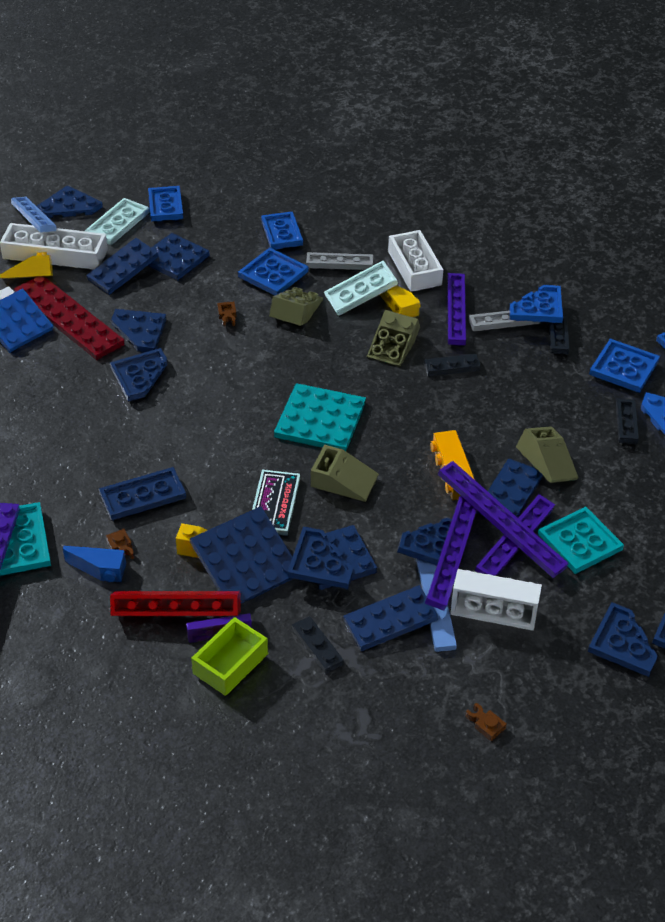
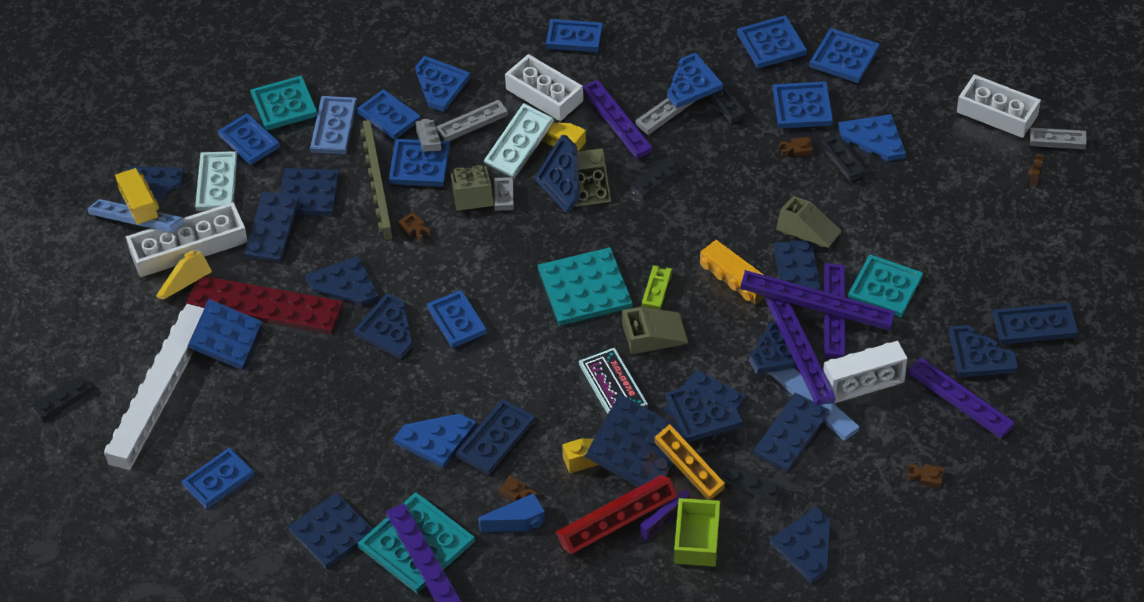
camera: 30 degrees left, 5 degrees up
(42, 199) = (137, 195): none -> yellow brick
(98, 470) = (436, 438): none -> blue plate
(196, 392) = (456, 318): none -> blue plate
(213, 191) = (283, 103): none -> teal plate
(229, 269) = (376, 184): none -> olive plate
(235, 221) = (333, 125): none -> medium blue tile
(272, 593) = (689, 462): none -> light orange brick
(294, 254) = (428, 135): none -> light grey plate
(316, 321) = (503, 193): none -> light grey plate
(322, 722) = (806, 544): none -> dark blue plate
(340, 225) = (440, 82): none -> blue plate
(369, 323) = (560, 174): none -> dark blue plate
(376, 445) = (656, 287): none -> lime plate
(474, 237) = (574, 35): none -> blue plate
(574, 671) = (961, 398): none -> dark purple plate
(594, 396) = (798, 146): none -> reddish brown plate
(637, 308) = (771, 41): none -> blue plate

